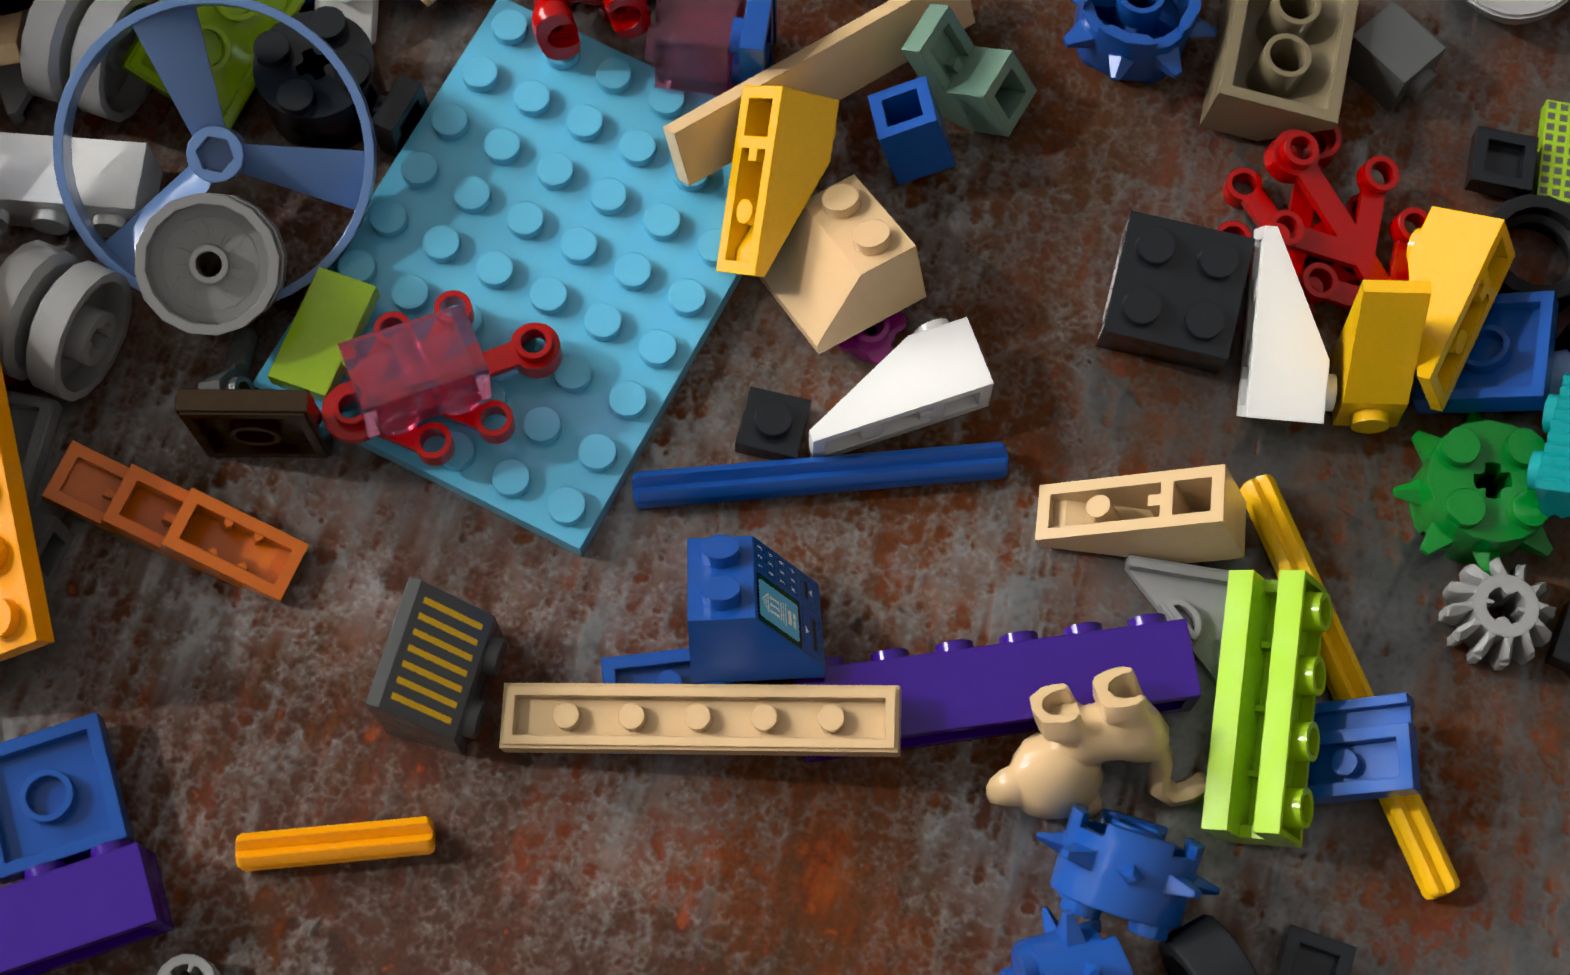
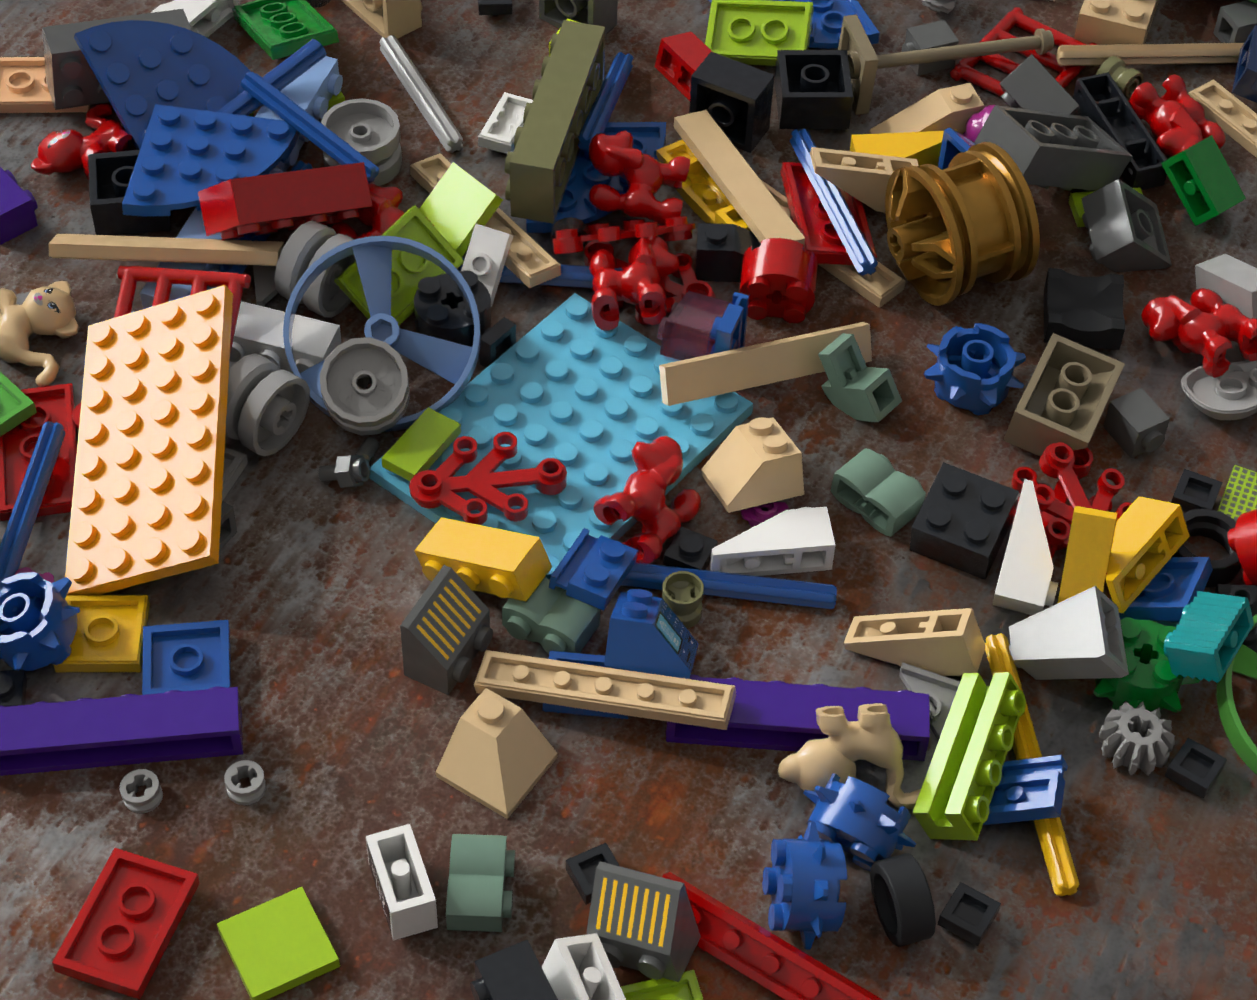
camera: 10 degrees right, 20 degrees down
(175, 522) = (304, 534): orange slope -> none
(255, 422) = (368, 481): dark brown tile -> none
(335, 843) = (357, 723): light orange axle -> none
(416, 371) = (474, 464): clear pink brick -> none
(465, 528) = (485, 558): none -> yellow brick
(559, 857) = (495, 754): none -> tan slope
(588, 595) = (551, 619): none -> sand green brick
(637, 507) = (594, 569): none -> blue plate
(689, 362) = (644, 498): none -> red animal
(776, 165) = (726, 398): yellow slope -> none
(781, 506) = (684, 595): none -> olive wheel
(911, 130) = (816, 404): blue brick -> none
(1034, 261) = (878, 492): none -> sand green brick
(1382, 482) = (1071, 640): none -> slope

